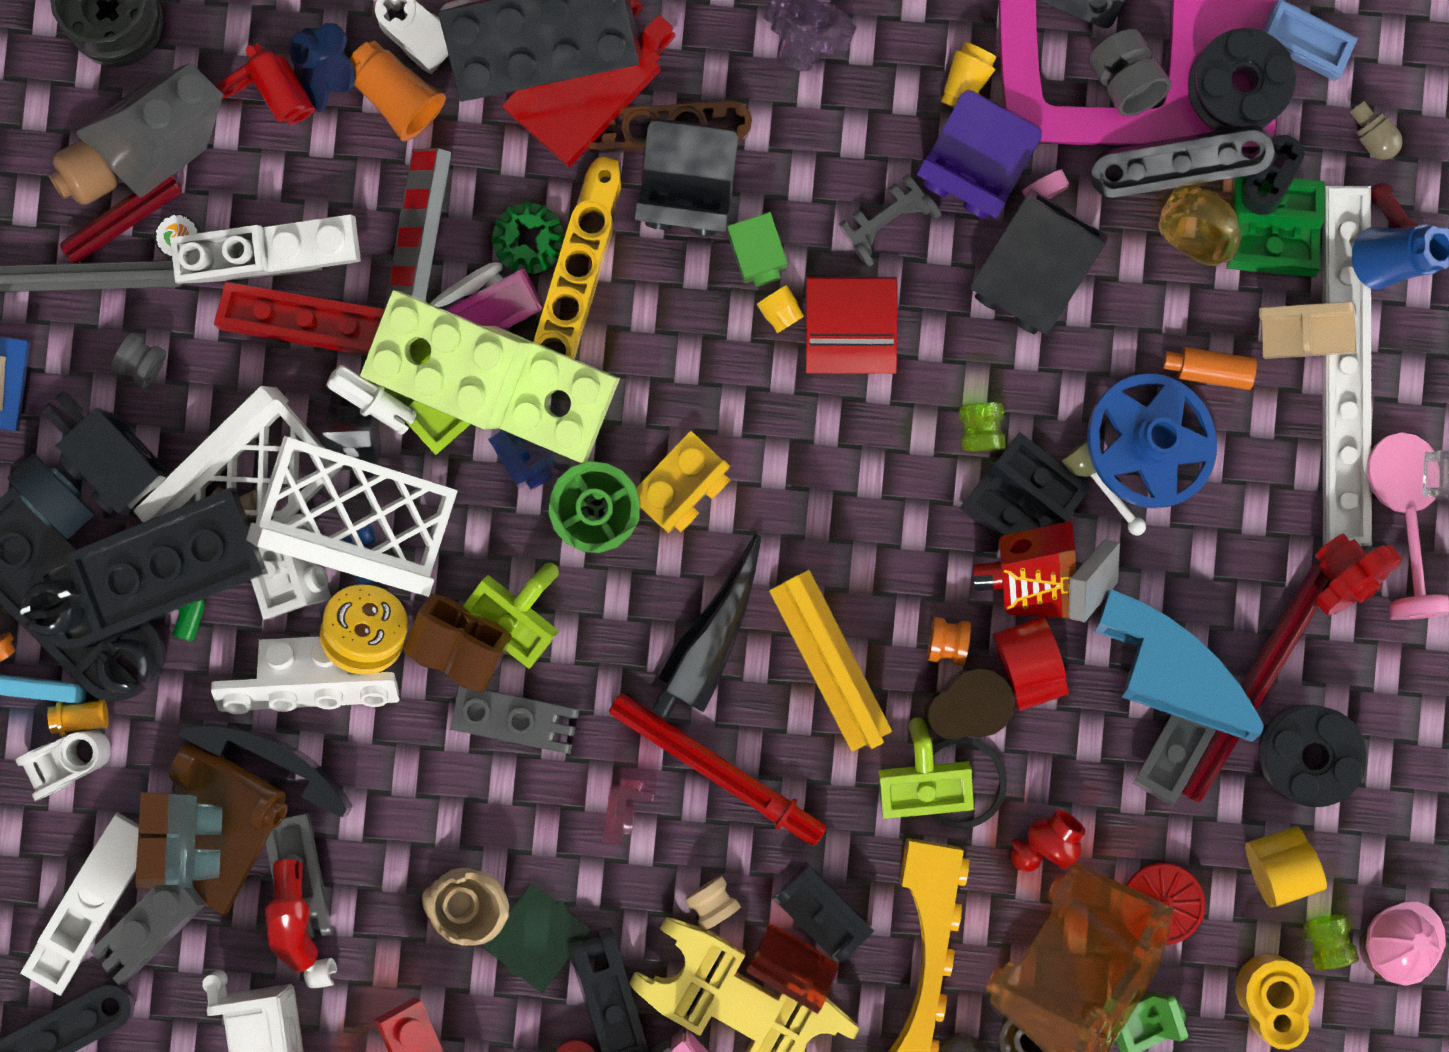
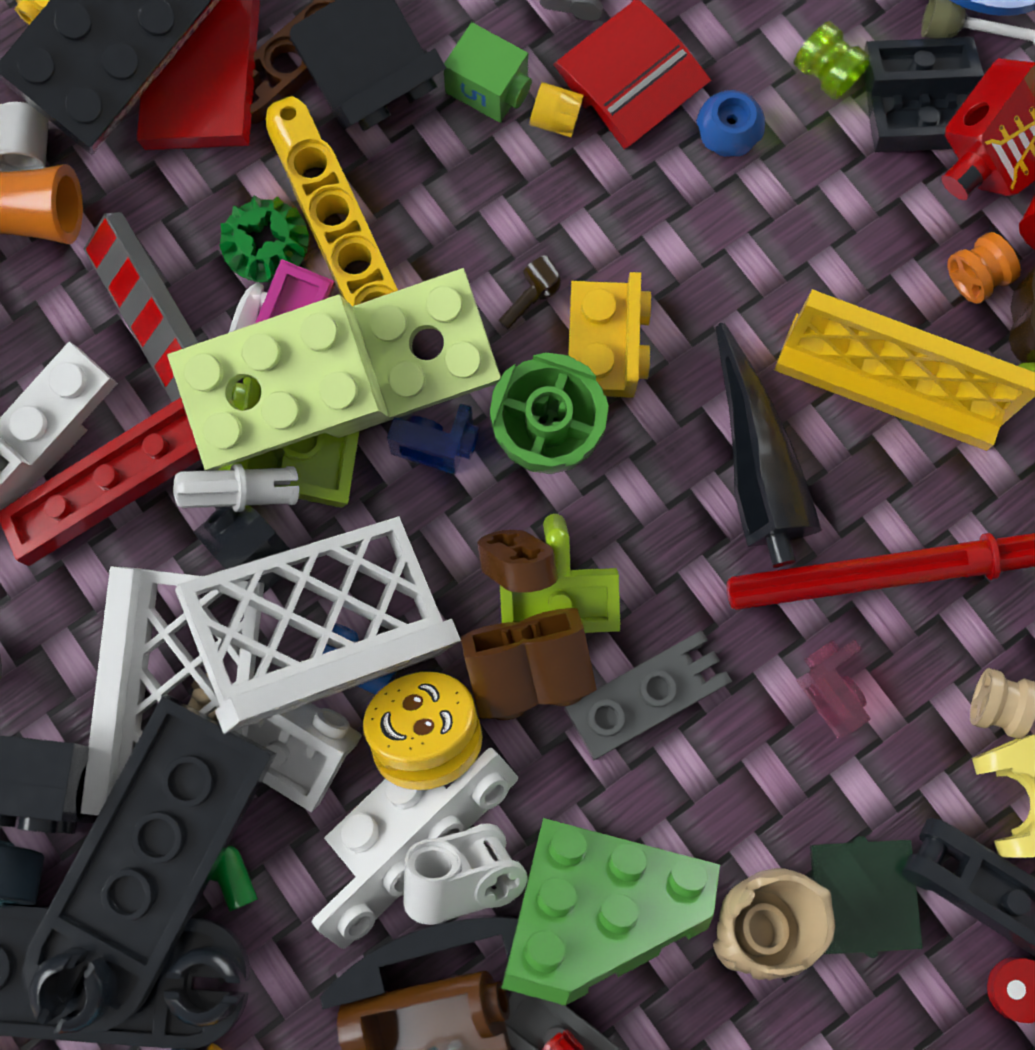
camera: 35 degrees left, 10 degrees down
(317, 728) = (456, 875): none -> white piece
(378, 815) = (602, 910): none -> bright green plate
(501, 578) = (517, 561): none -> reddish brown beam
(676, 414) = (544, 283): none -> dark brown hand
(869, 411) = (731, 138): none -> blue plate

